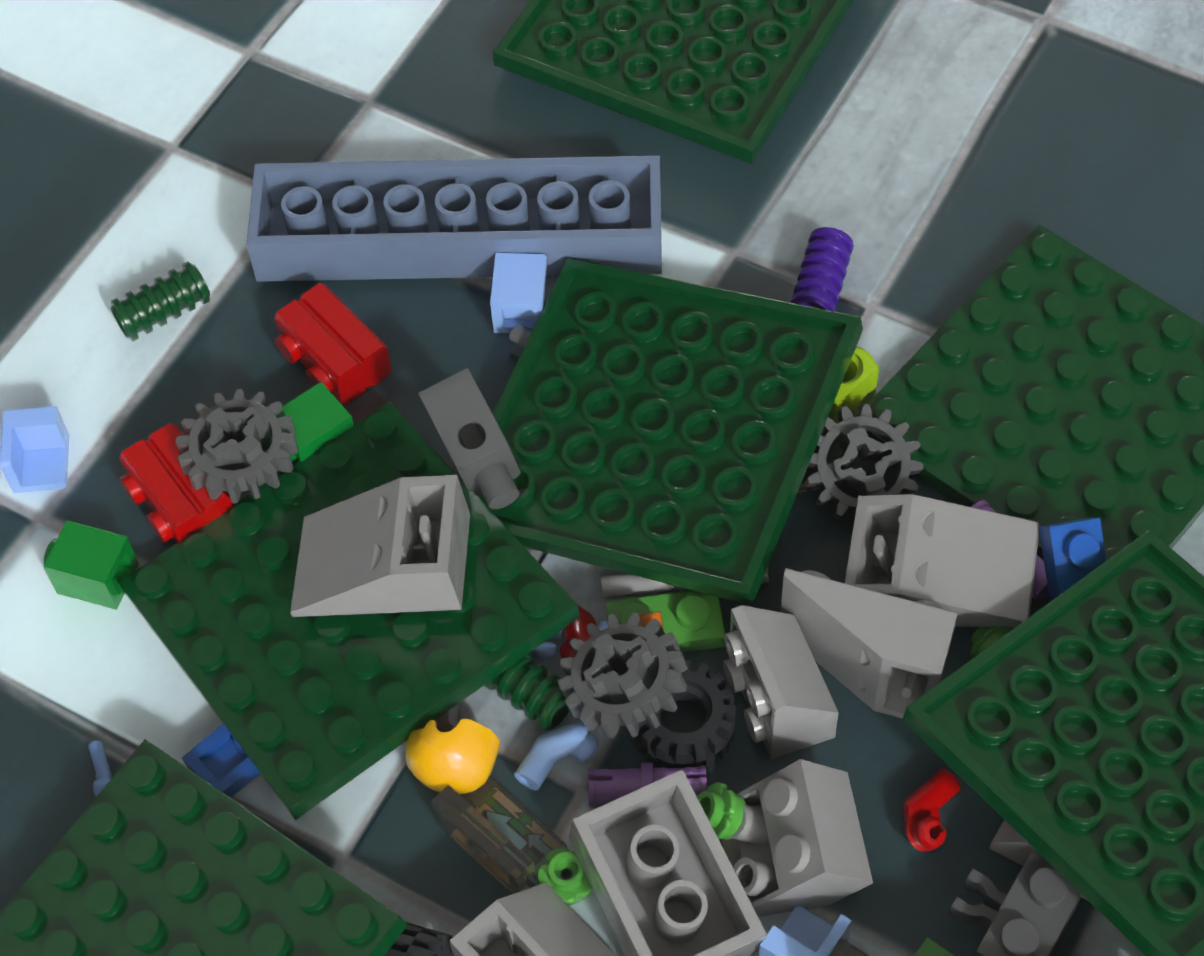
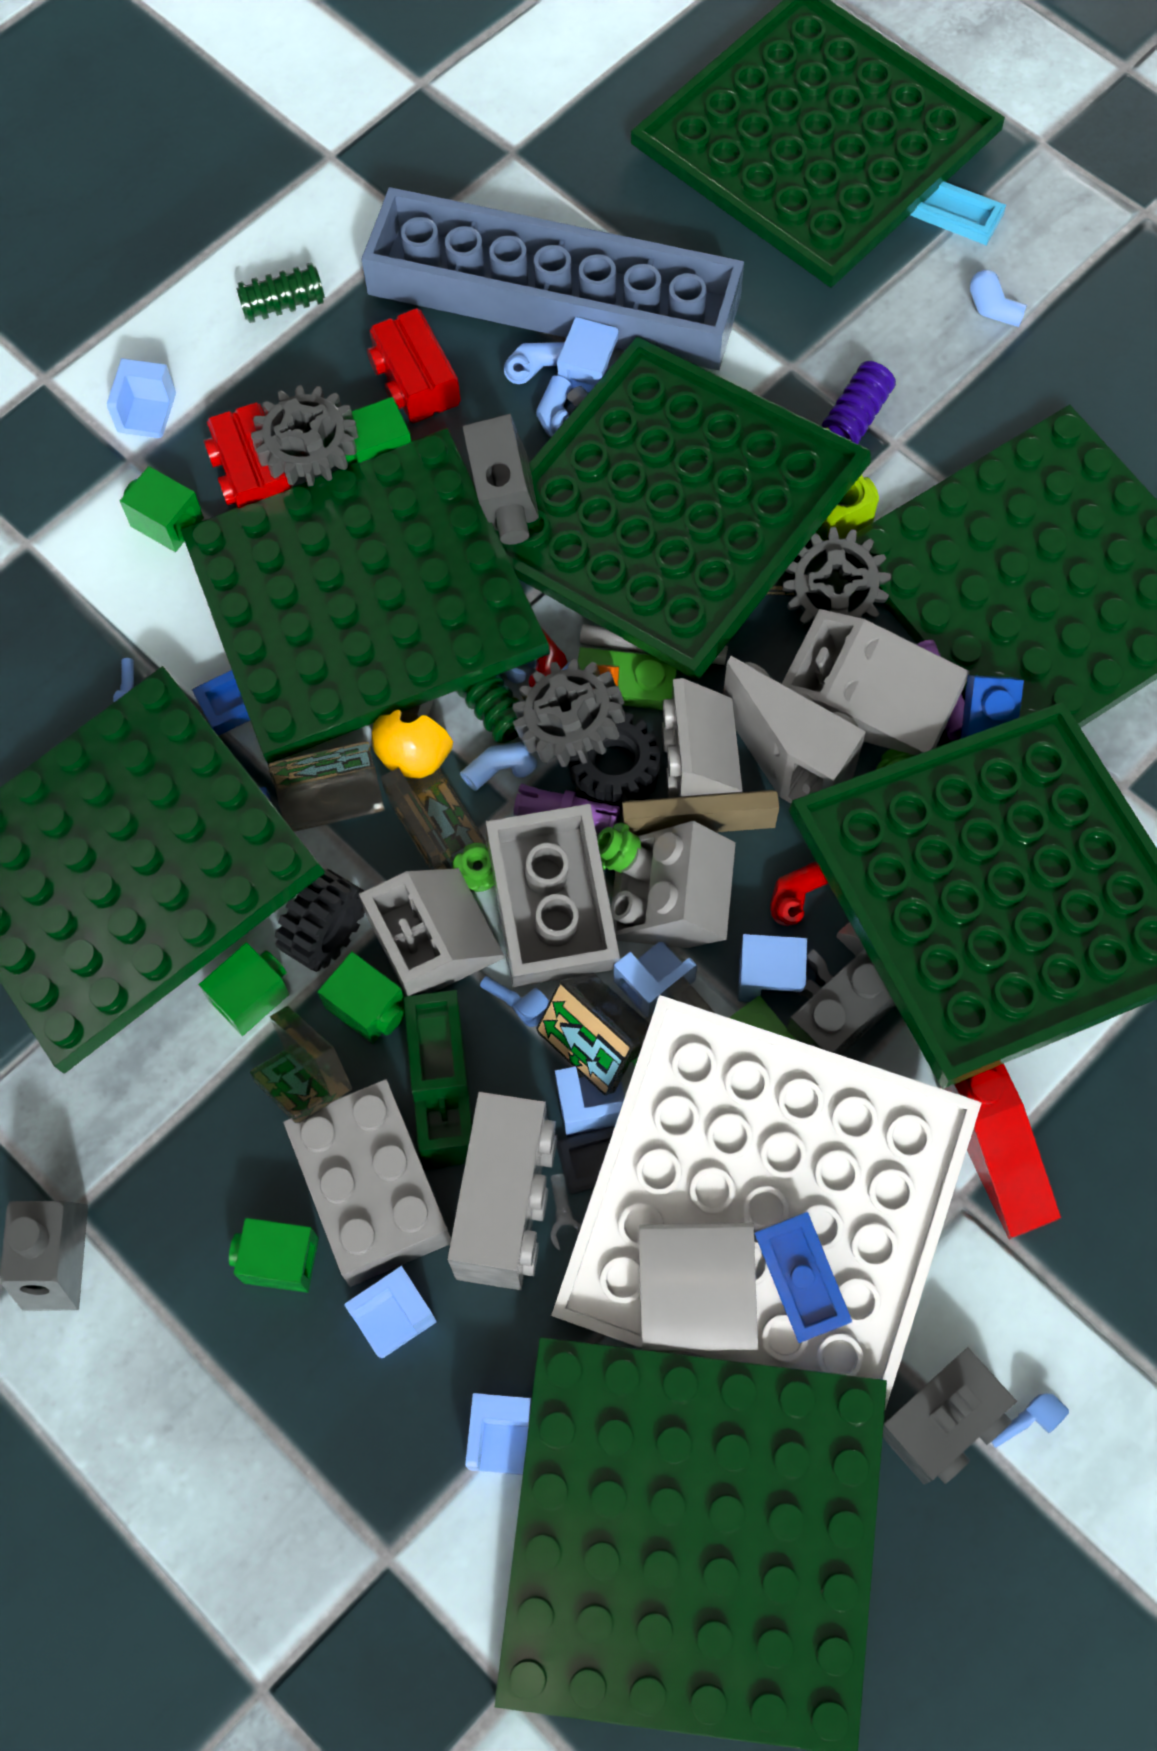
camera: 15 degrees right, 10 degrees up
(370, 826) = (327, 786): none -> clear smoke panel
(385, 551) = (400, 557): light grey slope -> none
(456, 307) = (530, 359): none -> light blue arm
(493, 354) = (551, 407): none -> light blue arm
(818, 743) = (714, 811): none -> dark tan tile
(860, 59) = (961, 212): none -> medium azure tile
(922, 139) = (991, 300): none -> light blue arm
(930, 899) = (771, 965): none -> light blue panel

